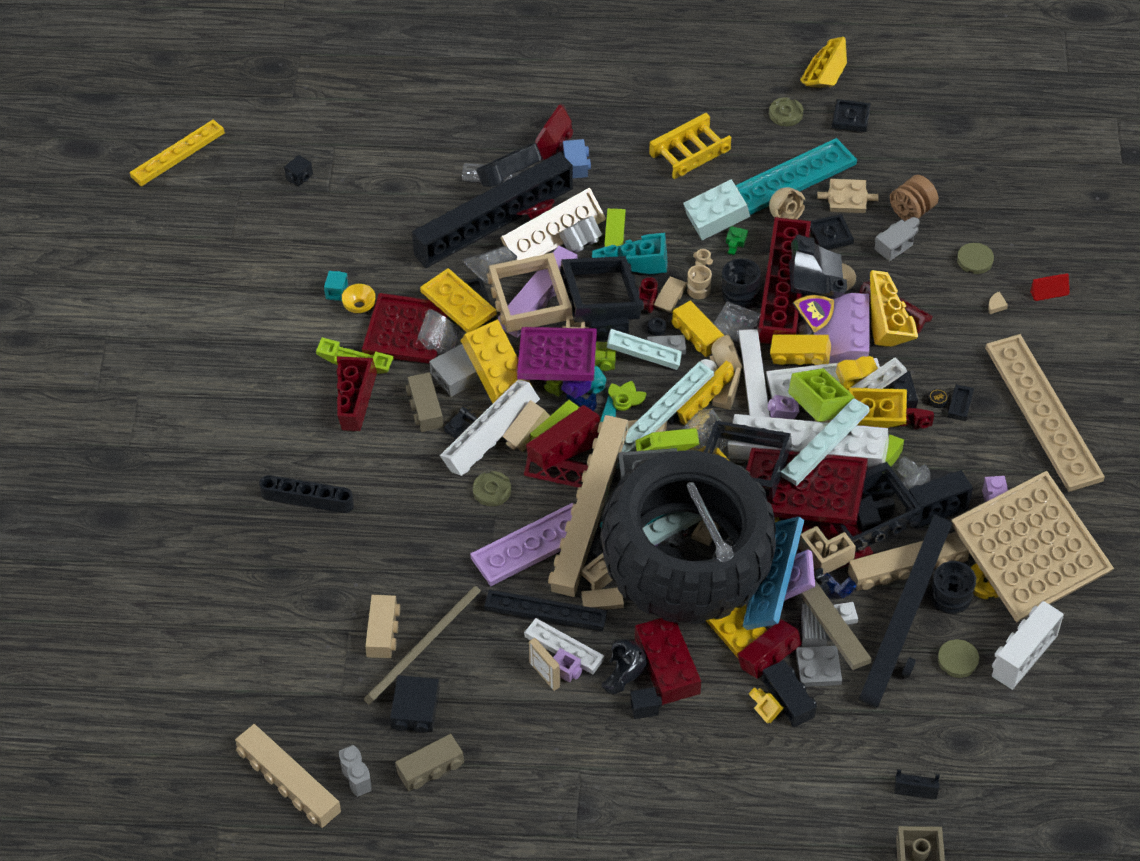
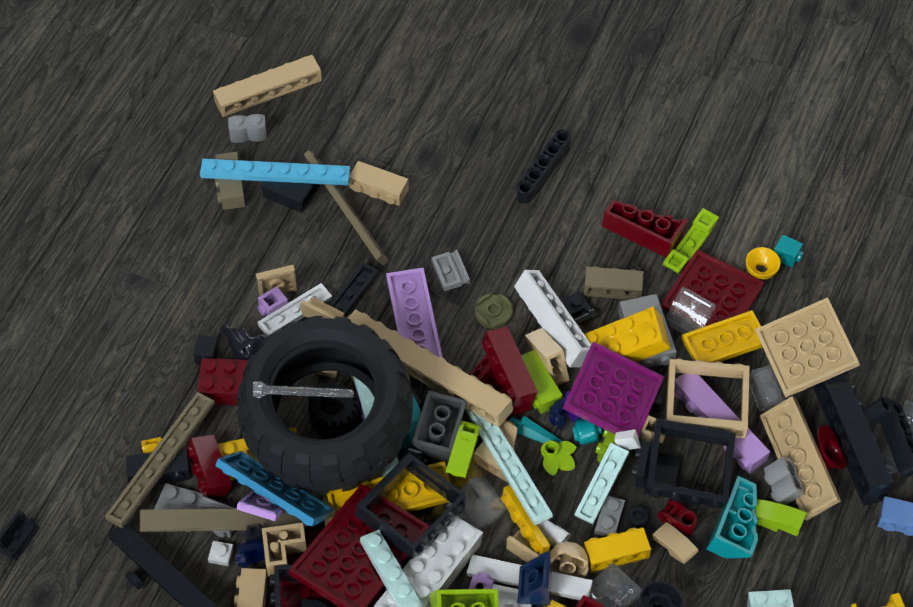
camera: 110 degrees right, 5 degrees up
(411, 713) = (275, 171): none -> medium azure plate
(455, 228) = (807, 347): none -> tan plate
(462, 533) = (450, 270): none -> light grey plate
(562, 613) = (317, 308): none -> tan panel
(600, 331) = (627, 439): none -> white slope
(699, 282) = (678, 570): tan wheel -> none
(703, 257) = (720, 590): tan plate -> none
(762, 361) = (535, 581): none -> dark blue slope
(786, 683) = (159, 460): none -> dark tan tile

